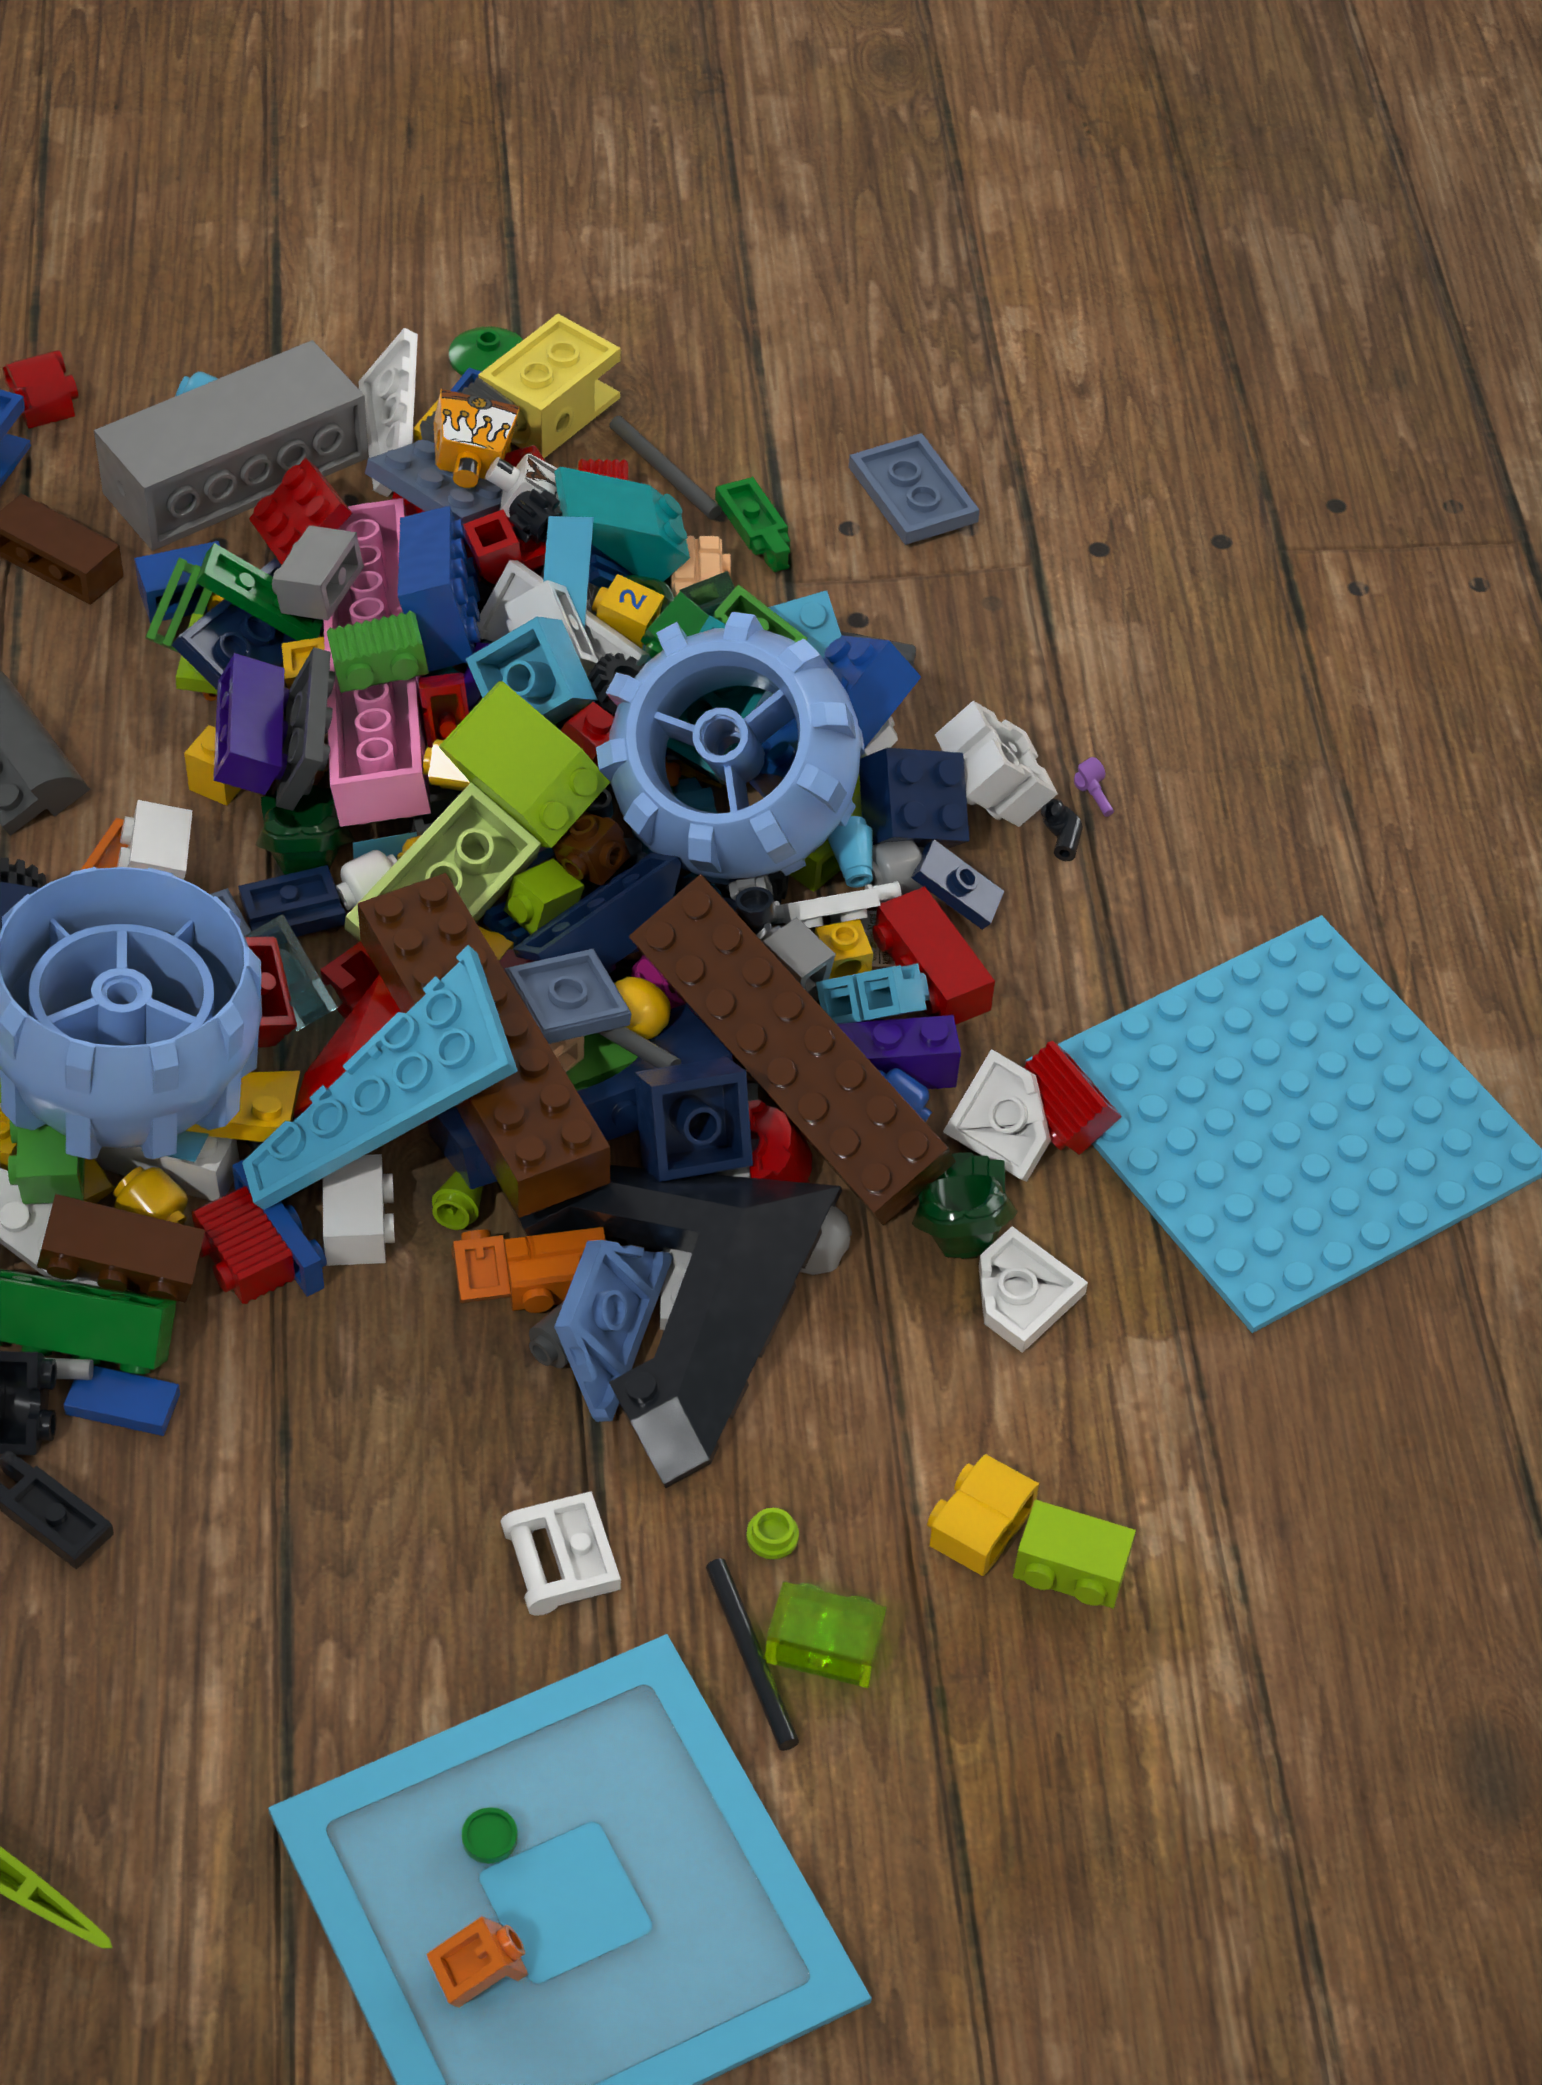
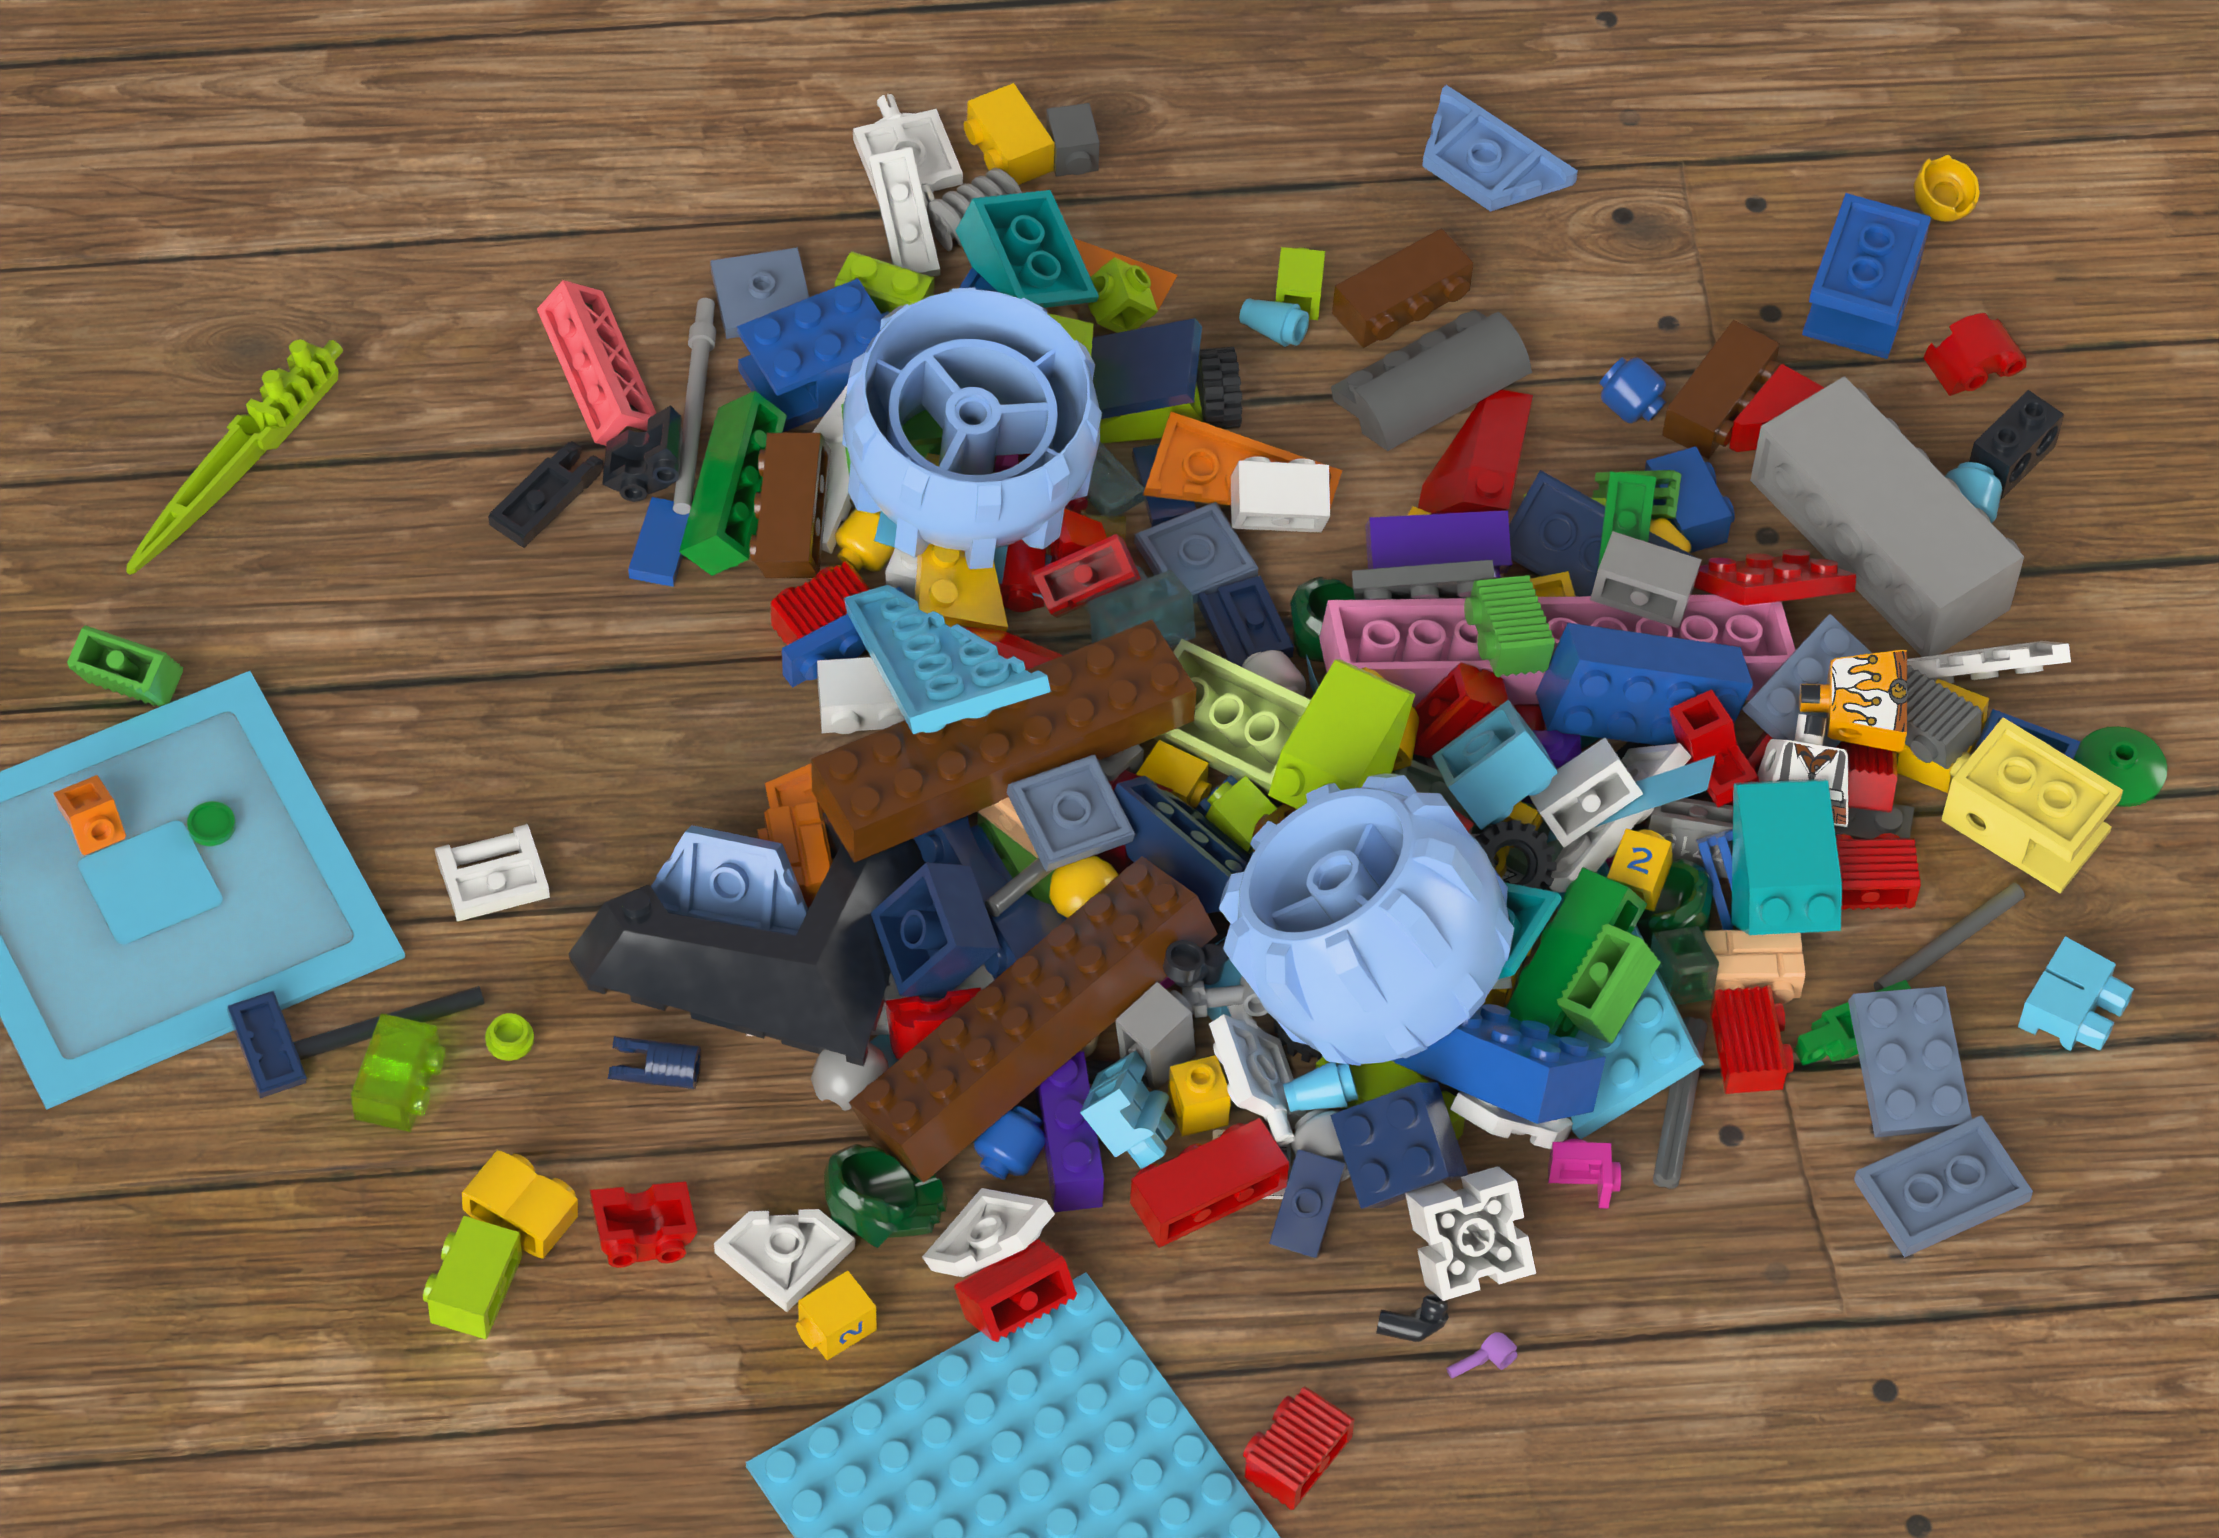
camera: 90 degrees right, 5 degrees up
(47, 607) = (1633, 390): none -> blue head
(87, 501) = (1776, 396): none -> red slope
(131, 722) = (1482, 460): none -> red wedge
(147, 363) = (2018, 440): none -> black brick
(265, 1933) = (124, 666): none -> bright green brick
(530, 514) = (1733, 753): black gear -> none
(729, 394) = (2069, 995): none -> medium azure hips
(776, 579) = (1749, 1040): none -> red brick
(788, 1766) = (266, 1044): none -> dark blue plate
(798, 490) = (1909, 1061): none -> sand blue plate
(808, 1393) = (665, 1063): none -> dark blue hinge
(922, 697) = (1585, 1163): none -> dark pink bracket
(1003, 1399) = (644, 1223): none -> red cylinder
(1096, 1244) = (836, 1316): none -> yellow brick
(1204, 907) = (1297, 1446): none -> red brick

